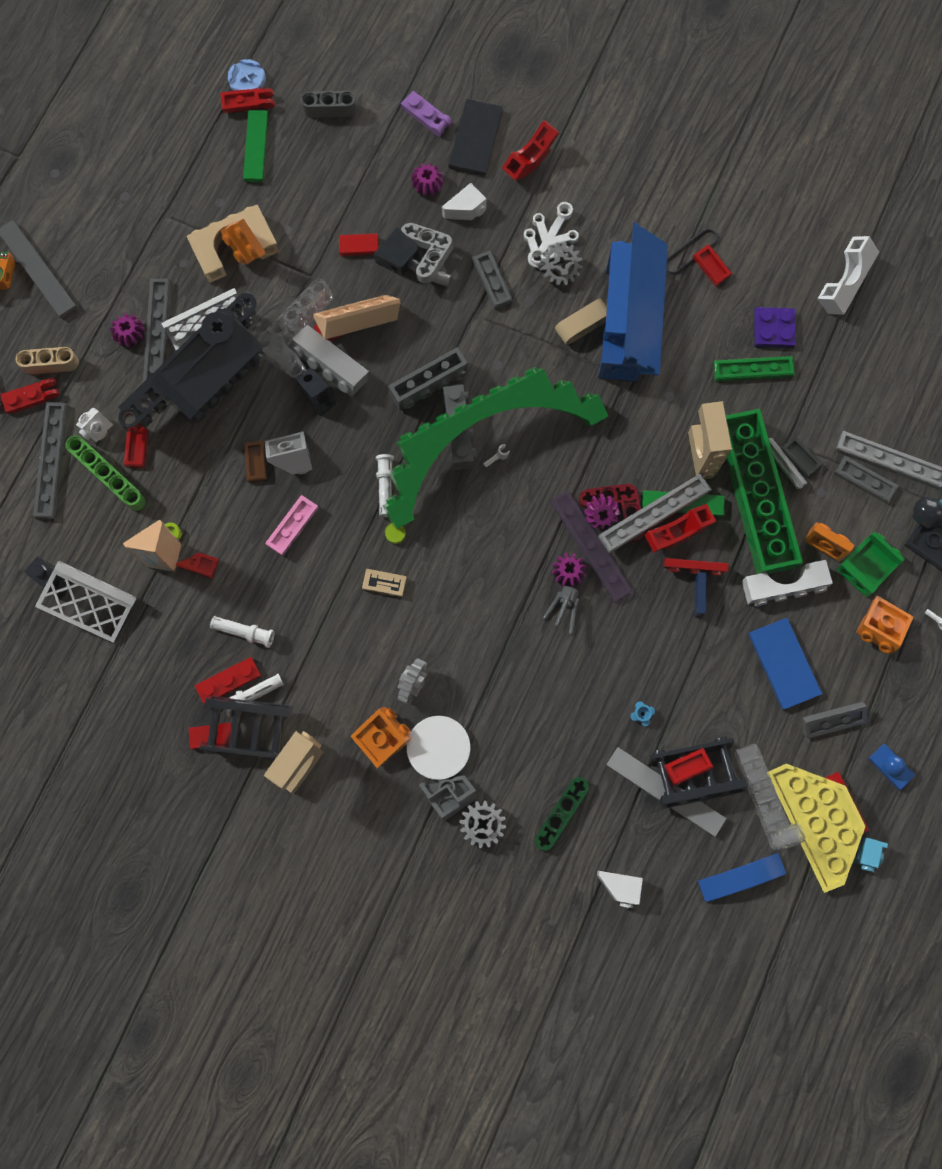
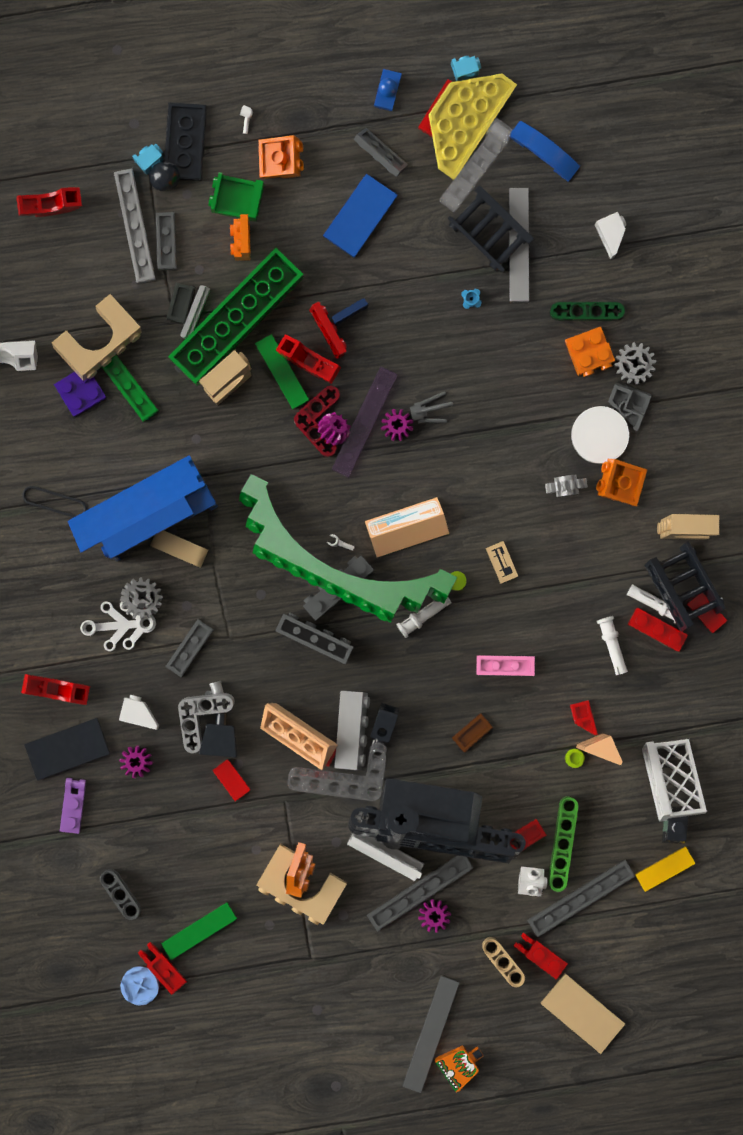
camera: 130 degrees left, 10 degrees up
(20, 546) = (665, 869): none -> yellow tile
(289, 453) = (449, 709): light grey slope -> none
(472, 521) = (407, 527): none -> light nougat slope
(521, 790) = (590, 352): none -> orange plate
(654, 513) = (307, 387): light grey tile -> none
(688, 767) = (492, 237): red tile -> none
(712, 265) = (57, 475): red tile -> none
(805, 389) = (86, 361): none -> tan arch
(812, 577) = (278, 234): white arch -> none

